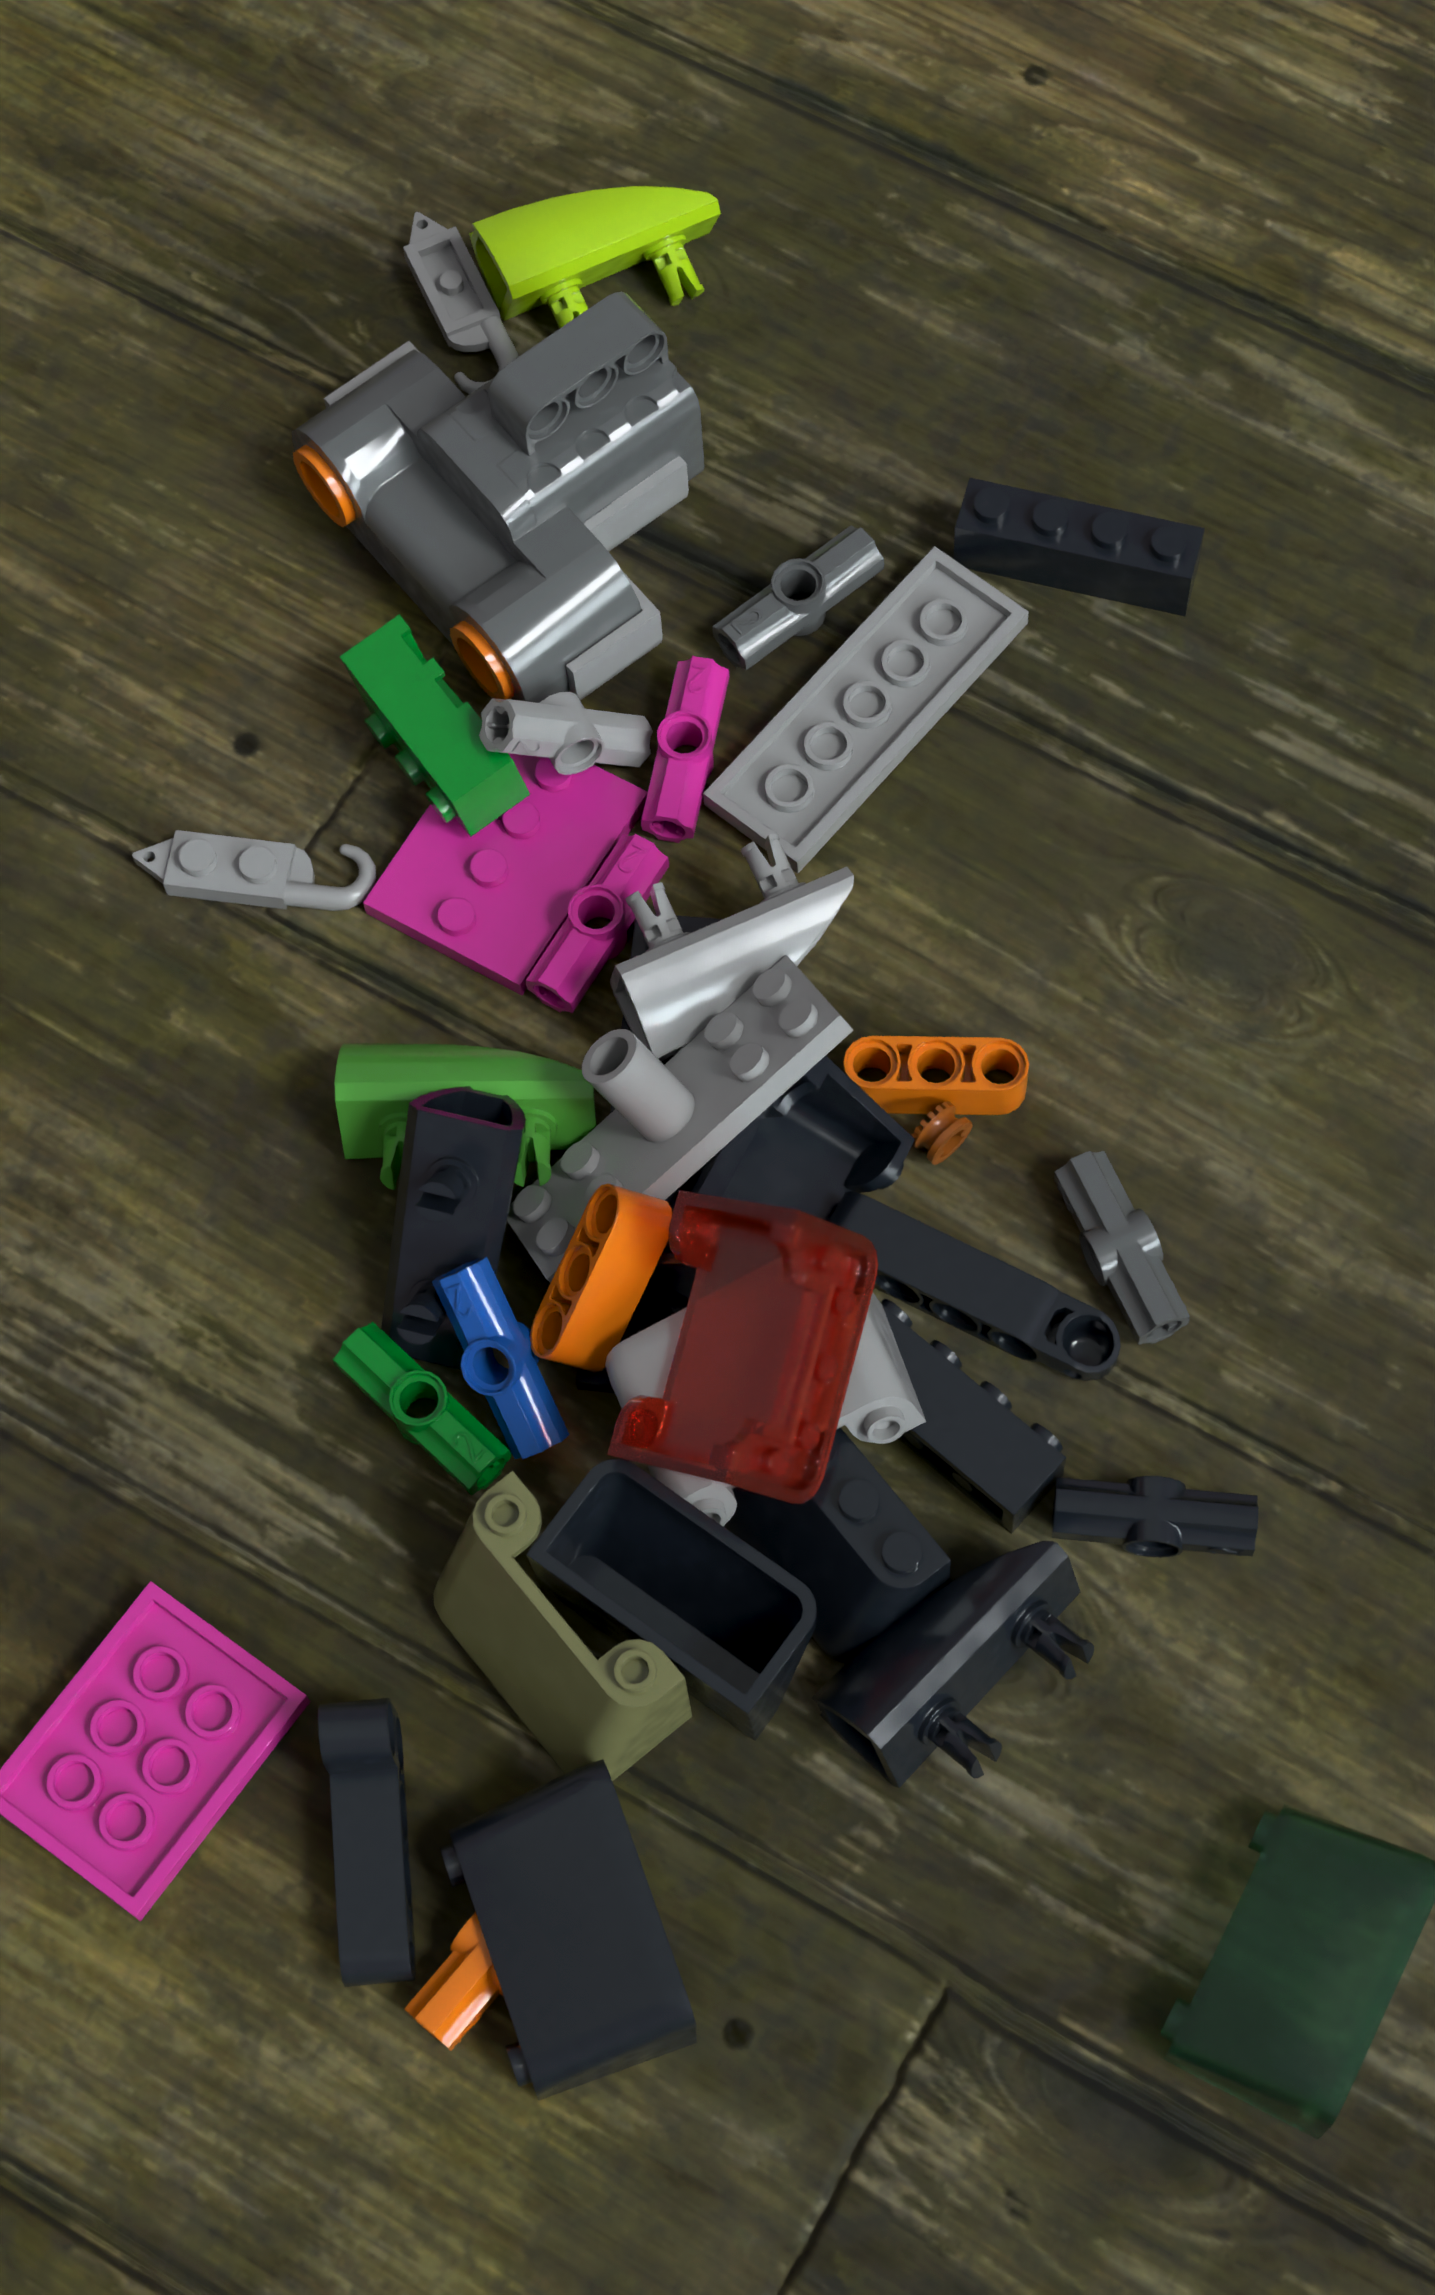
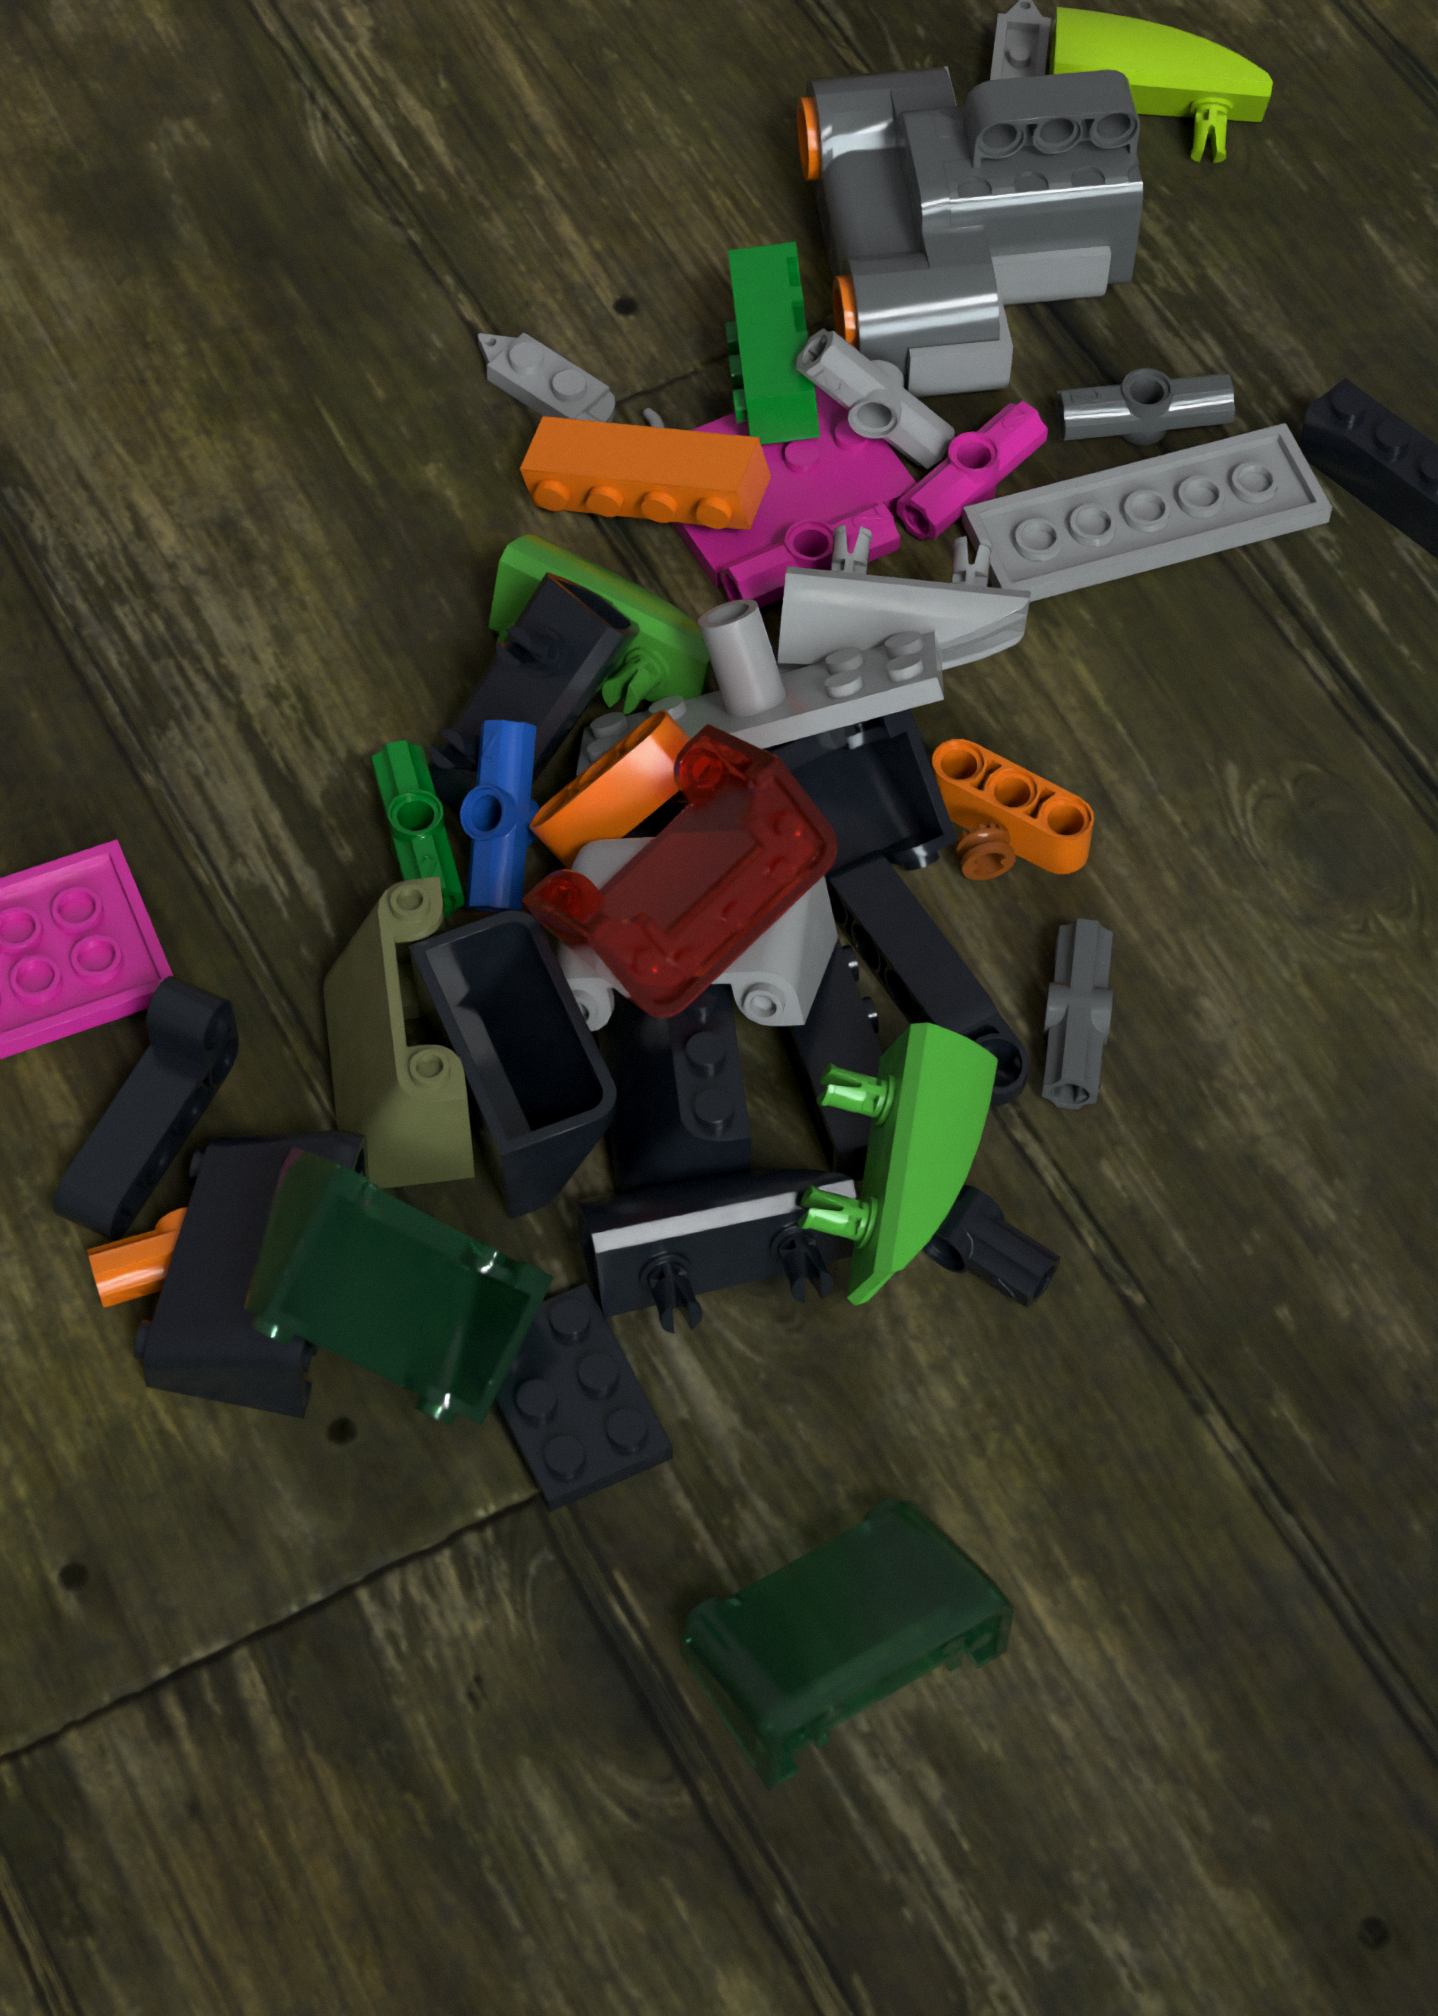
camera: 25 degrees right, 10 degrees down
(397, 924) = (646, 472): none -> orange brick
(730, 1897) = (390, 1288): none -> clear green windscreen
(916, 1881) = (577, 1404): none -> black plate
(1100, 1490) = (921, 1146): none -> bright green piece

